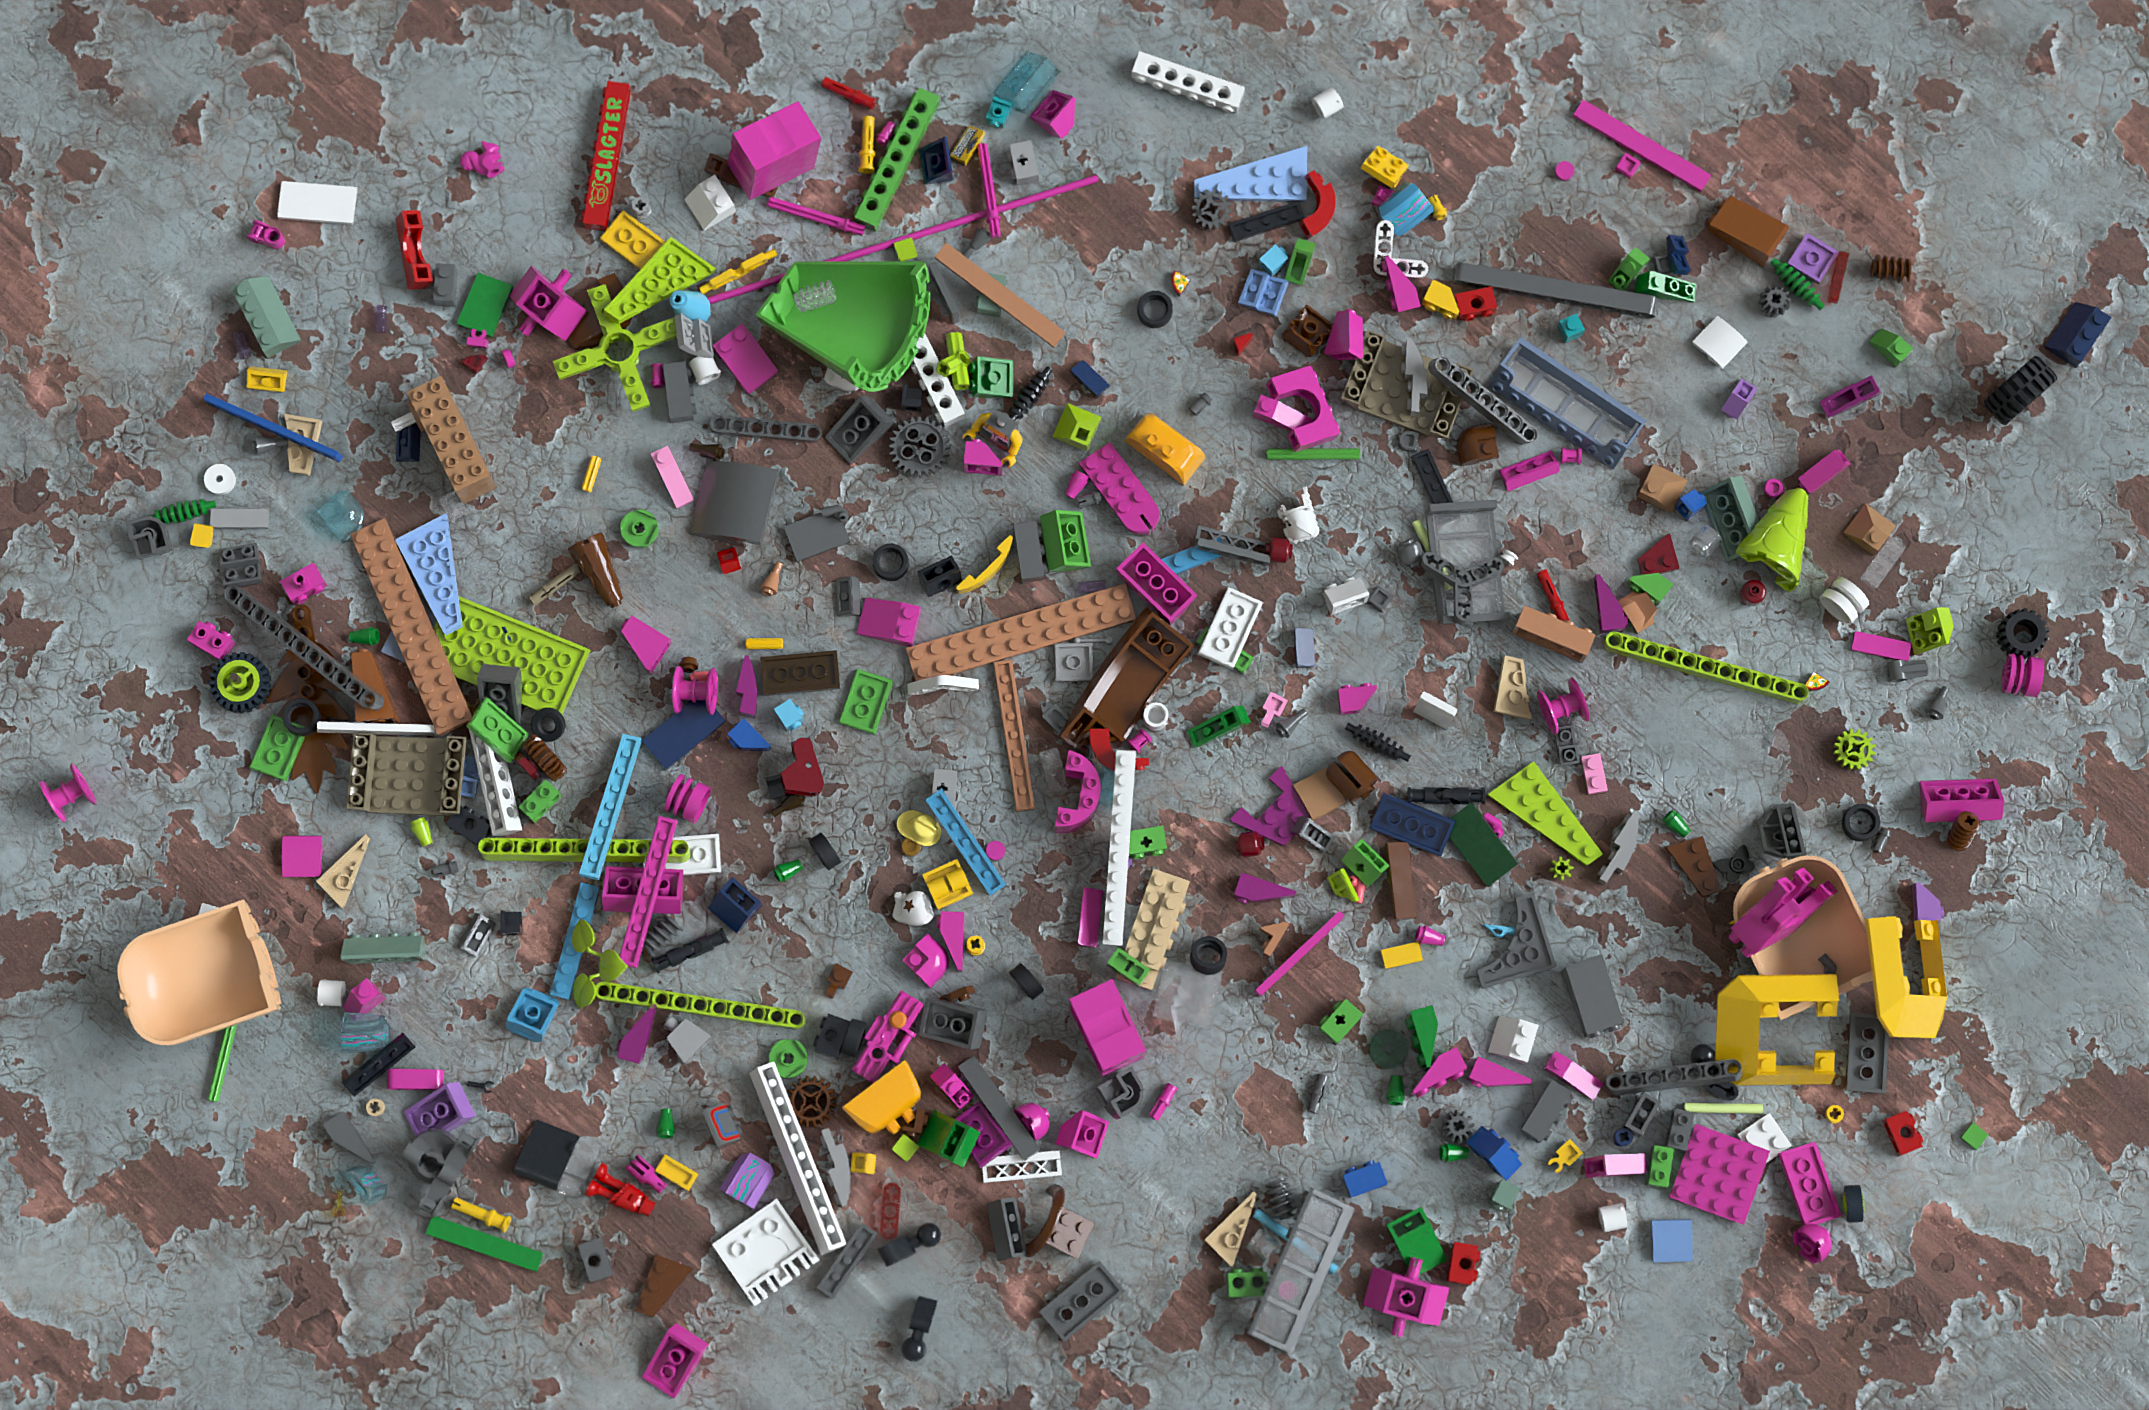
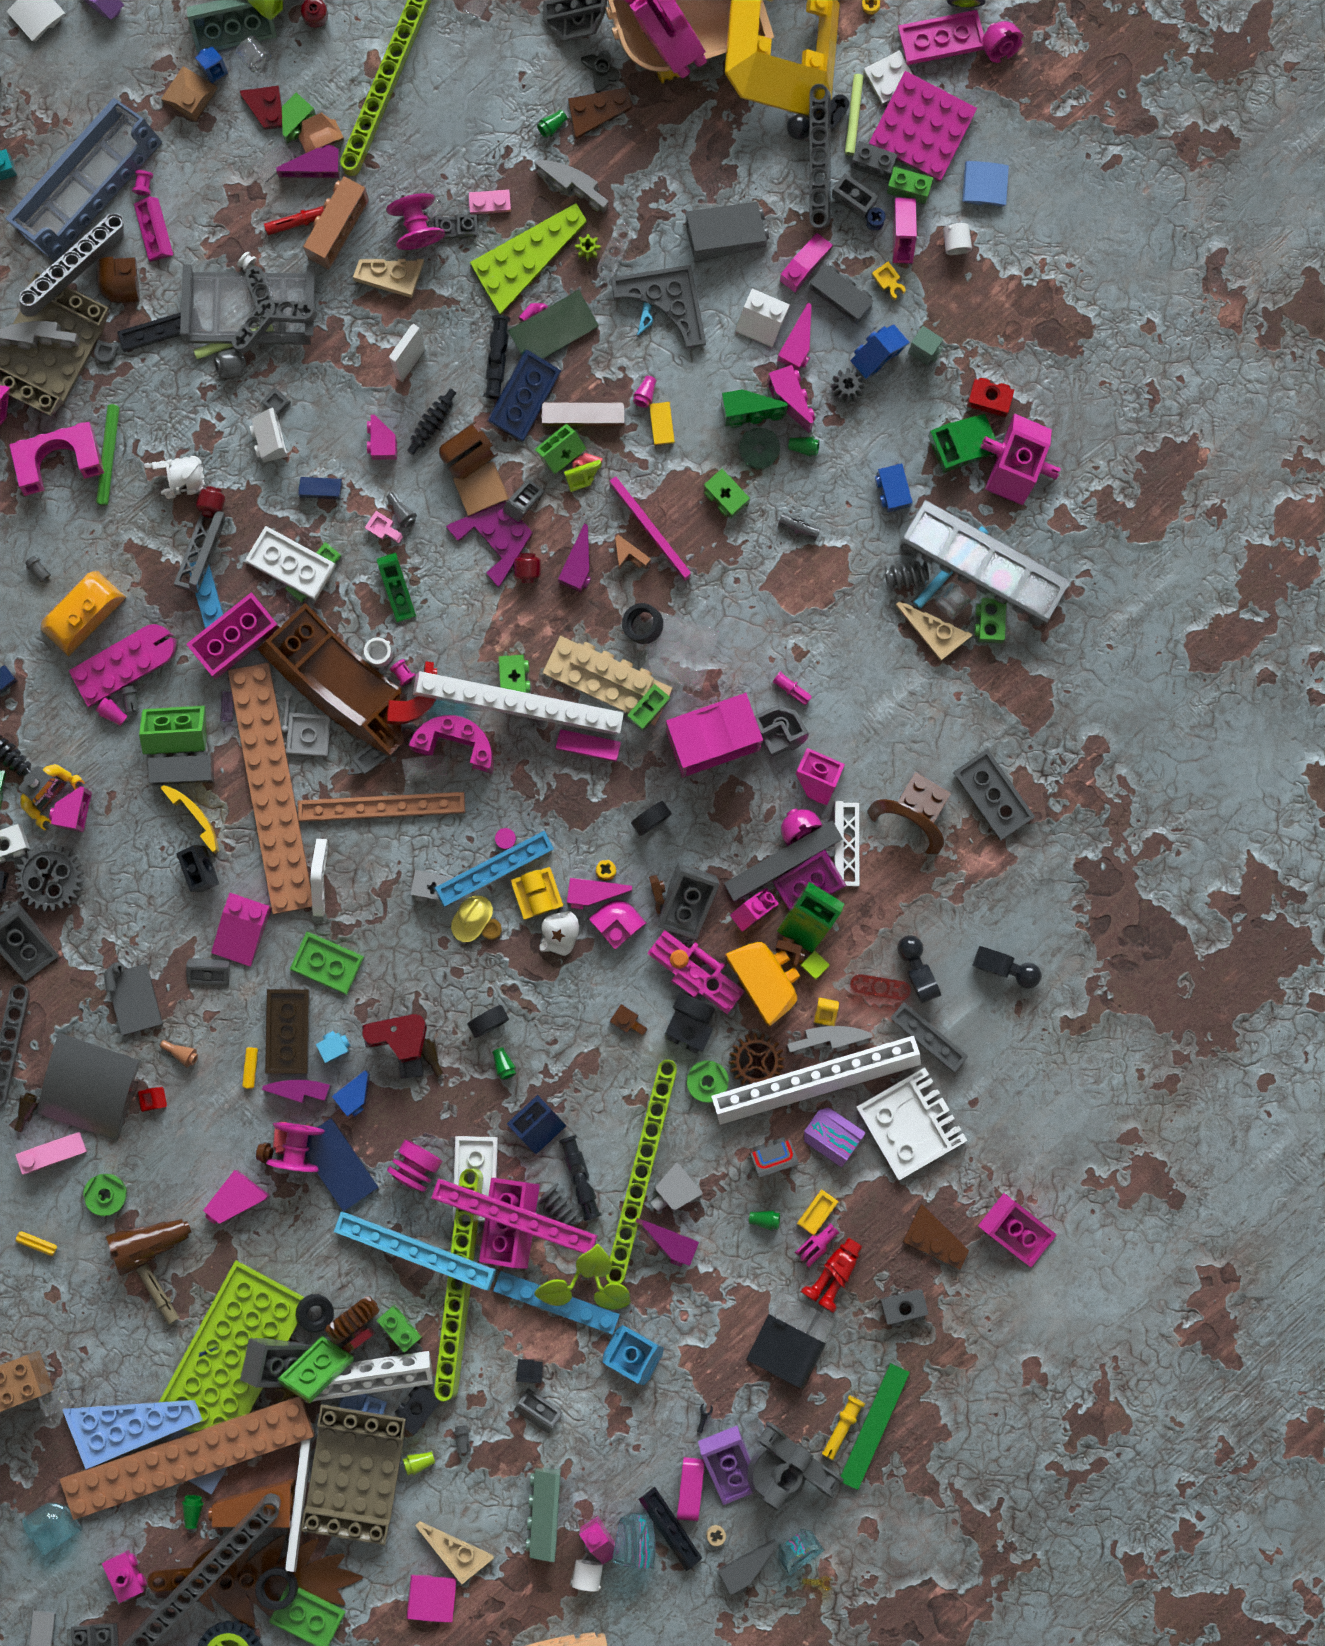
camera: 85 degrees left, 5 degrees up
(888, 548) = (191, 921): black tyre -> none
(1006, 1229) = (912, 865): dark grey brick -> none
(1077, 427) = (47, 704): lime slope -> none
(1279, 414) = (60, 484): dark pink slope -> none
(1453, 1152) = (874, 395): green cone -> none

